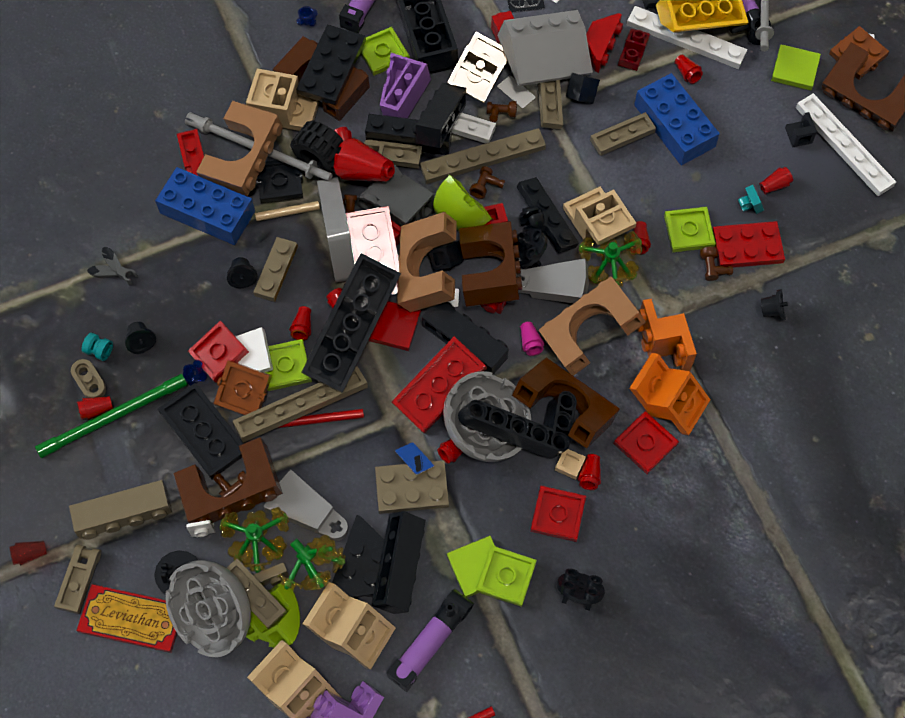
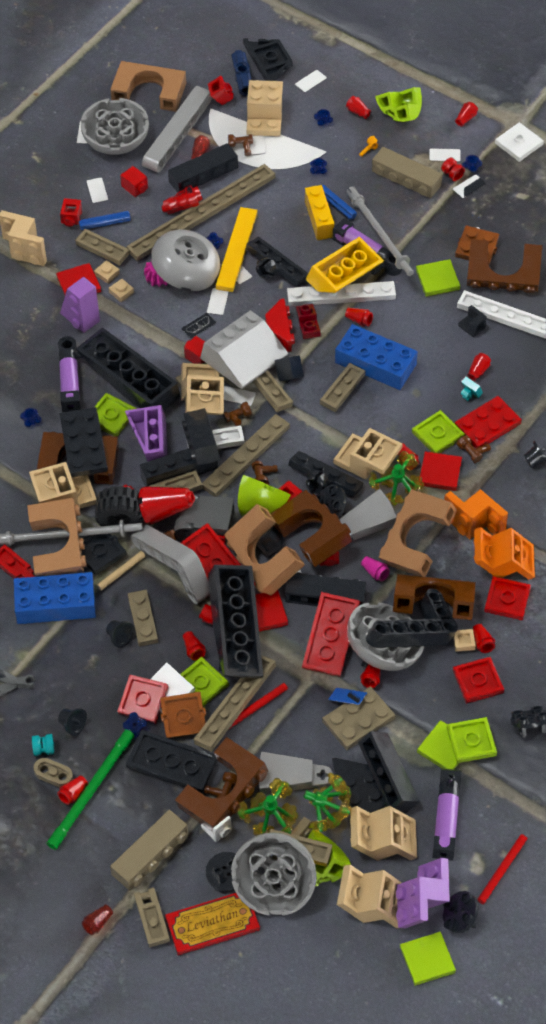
camera: 30 degrees left, 10 degrees down
(665, 271) = (440, 470): none -> red tile

